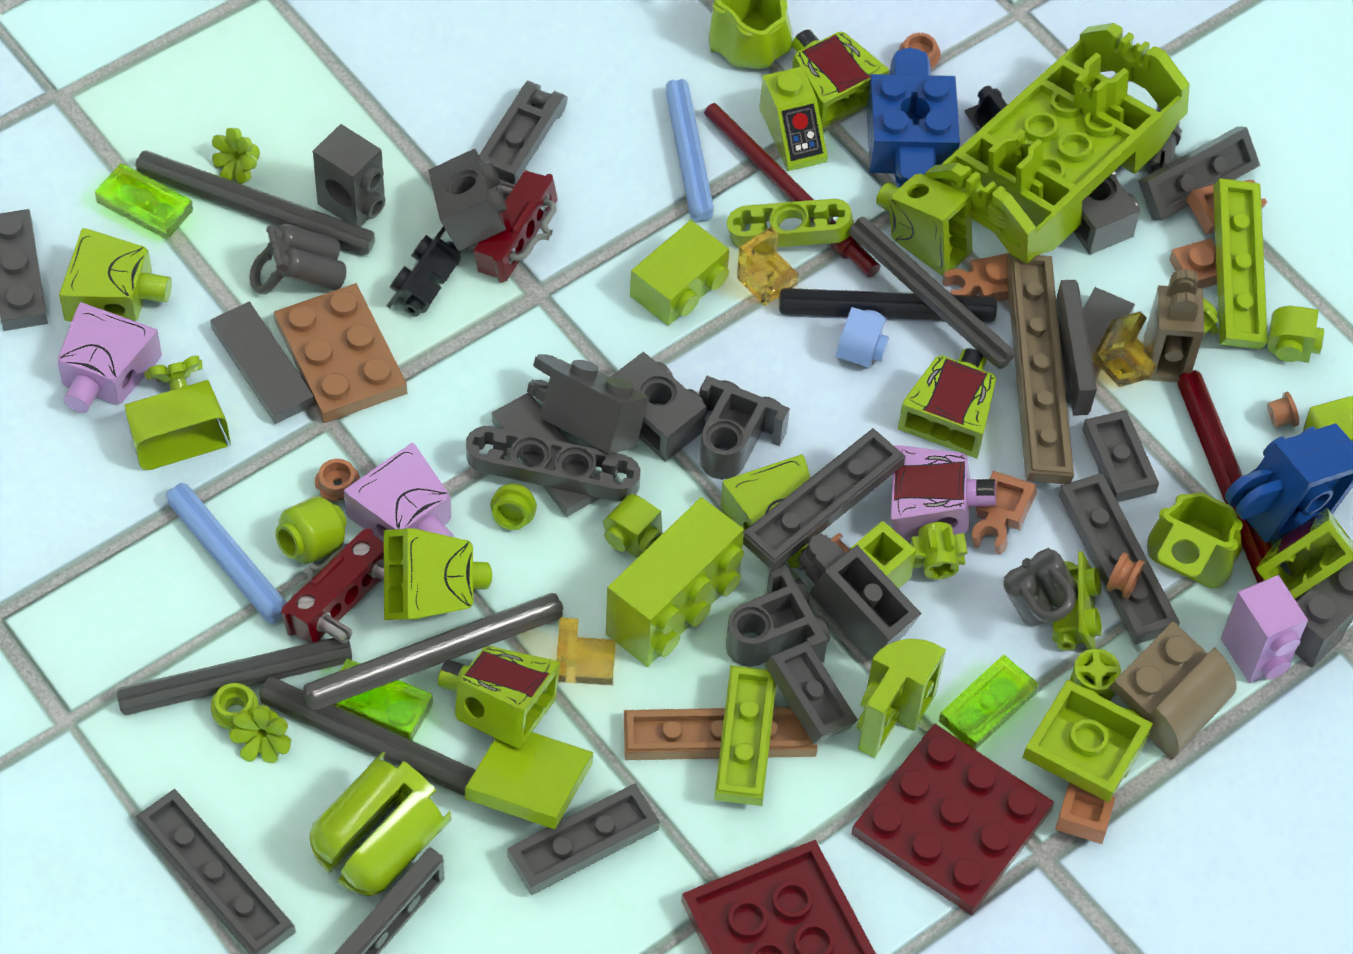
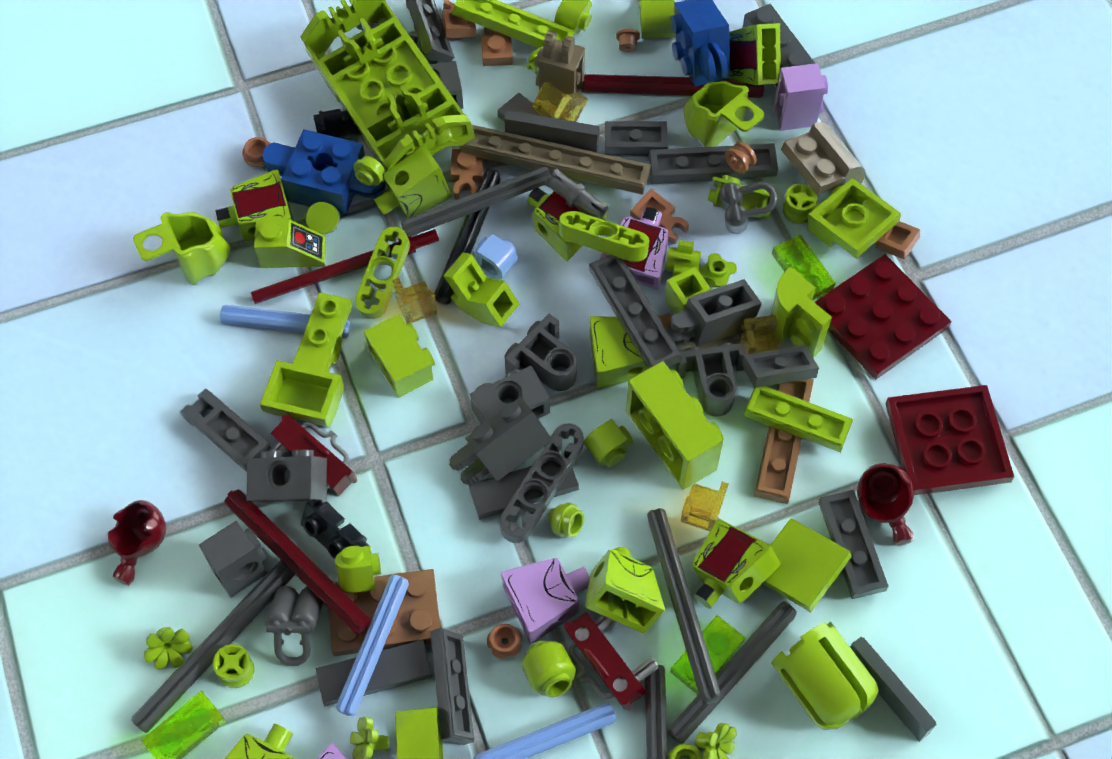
camera: 70 degrees left, 5 degrees up
(222, 219) = (228, 659): none -> lime wheel
(262, 437) = (452, 687): none -> dark grey tile
(287, 340) = (372, 645): none -> light blue axle
(355, 87) = (137, 533): none -> dark red hair
(365, 247) = (298, 562): none -> dark red axle
(375, 299) = (357, 568): none -> lime plate
(597, 187) = (307, 387): none -> lime plate
(659, 863) = (886, 497): none -> dark red hair
(798, 329) = (480, 296): none -> lime brick
(848, 143) = (322, 217): none -> lime tile
(848, 662) = (759, 334): none -> clear yellow panel
(907, 444) = (621, 243): none -> lime beam
(914, 155) = (369, 171): none -> lime plate
(943, 611) = (715, 278): none -> lime plate
(973, 389) = (575, 194): none -> flat silver pin

